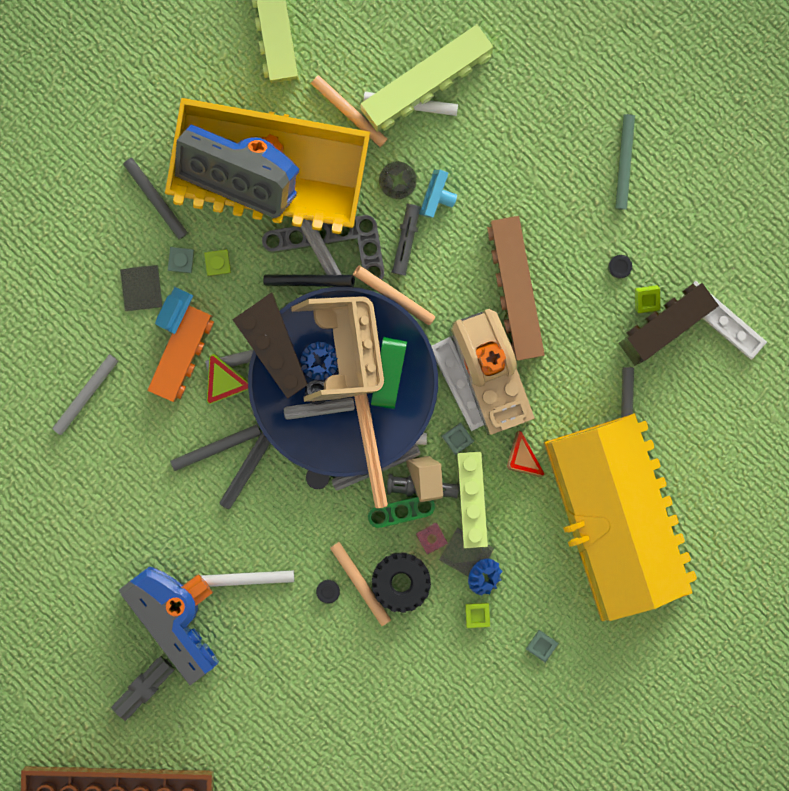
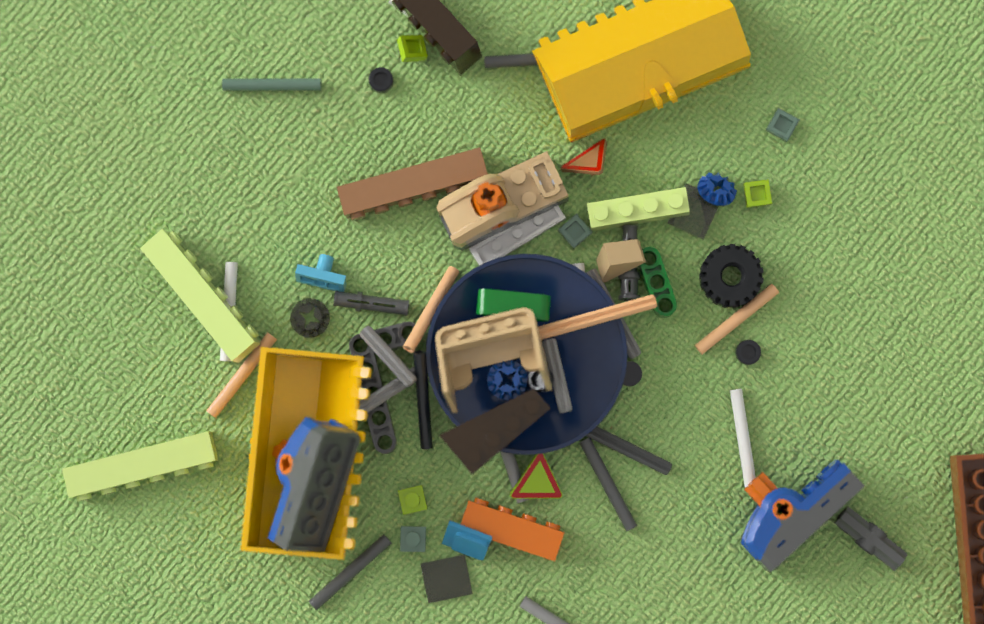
camera: 90 degrees left, 5 degrees down
(352, 251) = (388, 356): none -> light grey axle
(424, 533) = (678, 256): clear pink plate -> none

